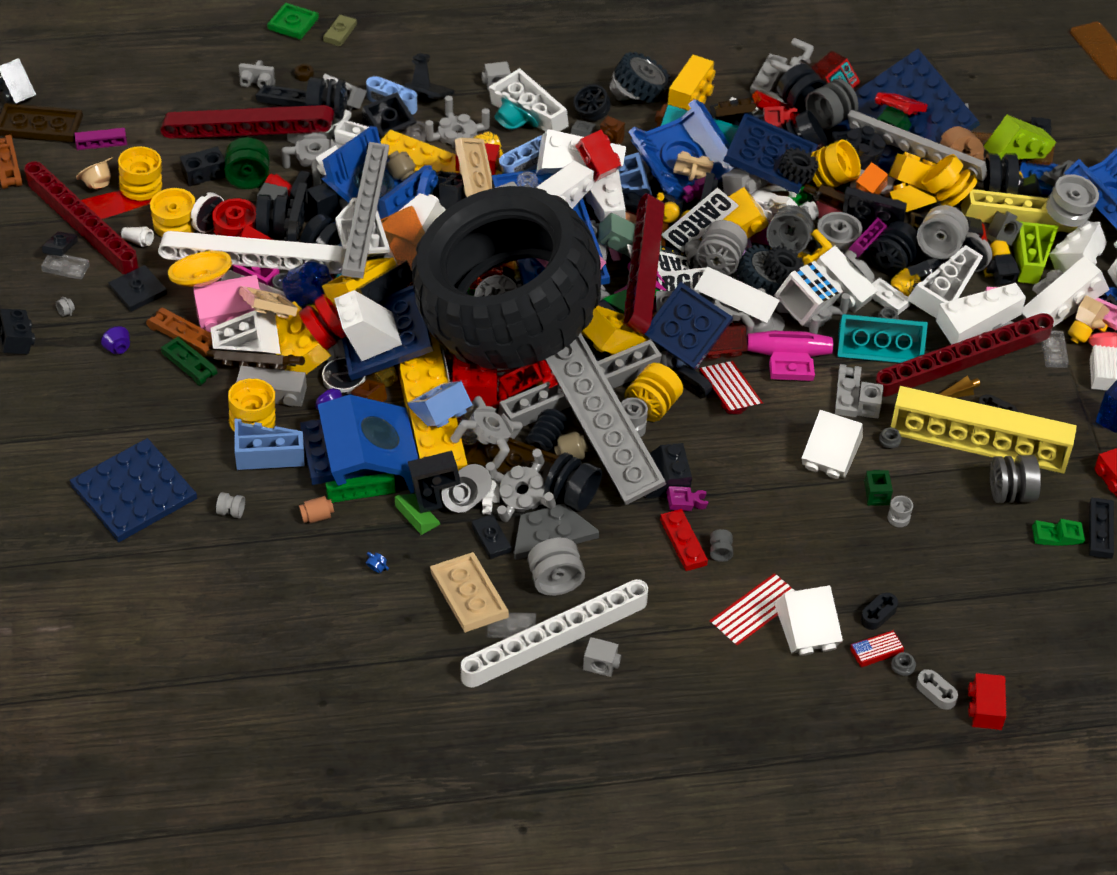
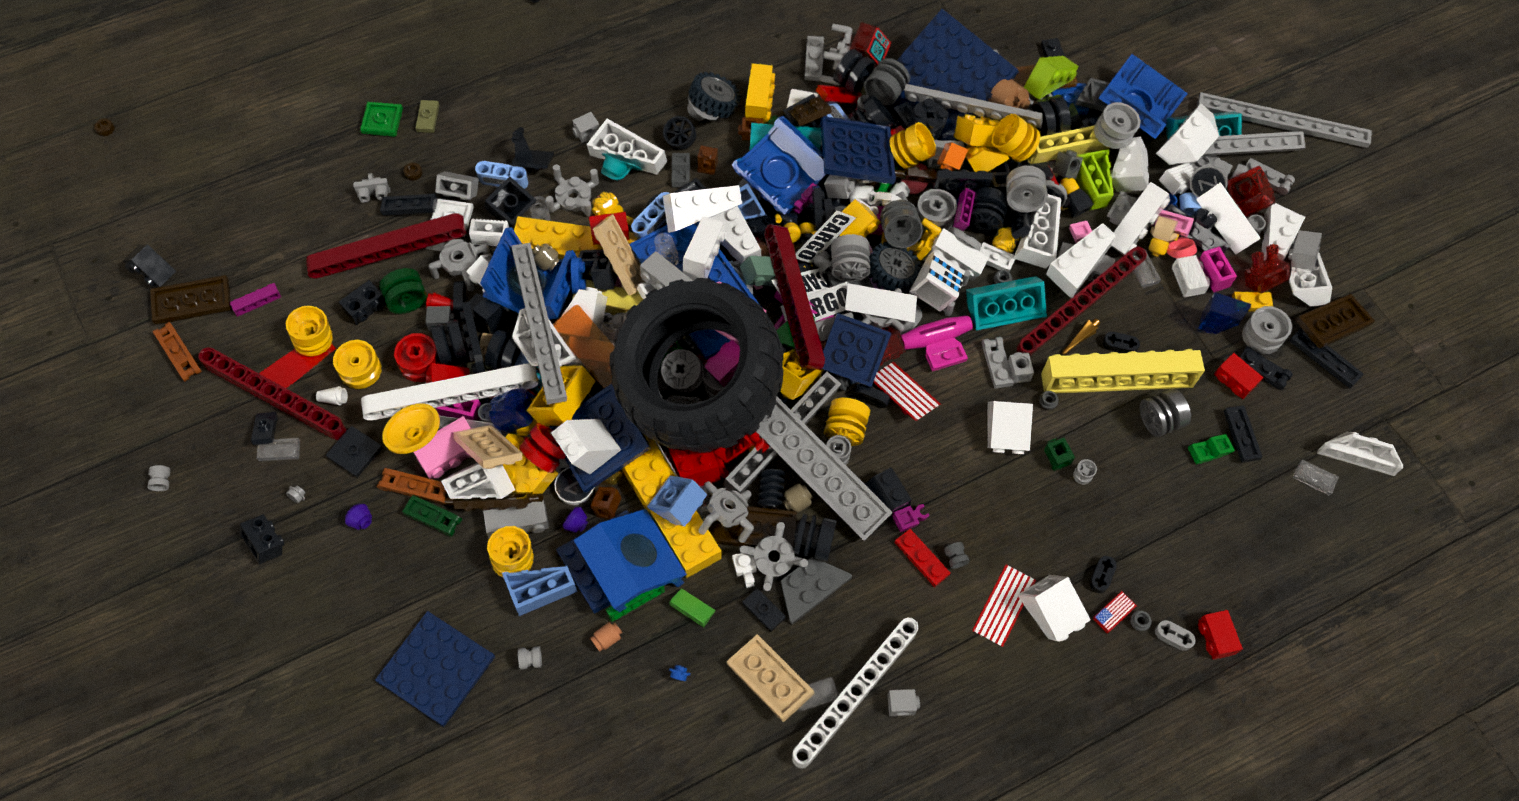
camera: 20 degrees left, 15 degrees up
(96, 175) = (270, 343): tan piece -> none
(203, 210) = (385, 355): tile -> none
(332, 96) = (449, 202): black wheel -> none
(387, 282) = (584, 393): black plate -> none
(430, 476) = (700, 577): black brick -> none
(474, 487) = (728, 574): light grey piece -> none
(556, 566) = (834, 629): light grey wheel -> none
(598, 154) = (722, 204): red brick -> none
(692, 166) = (795, 181): tan hips -> none
(776, 115) = (842, 105): red plate -> none
(781, 263) = (912, 254): black tyre -> none
(798, 165) = (889, 151): black tyre -> none
(895, 118) = (946, 84): dark green brick -> none
(907, 105) = (948, 68): red plate -> none

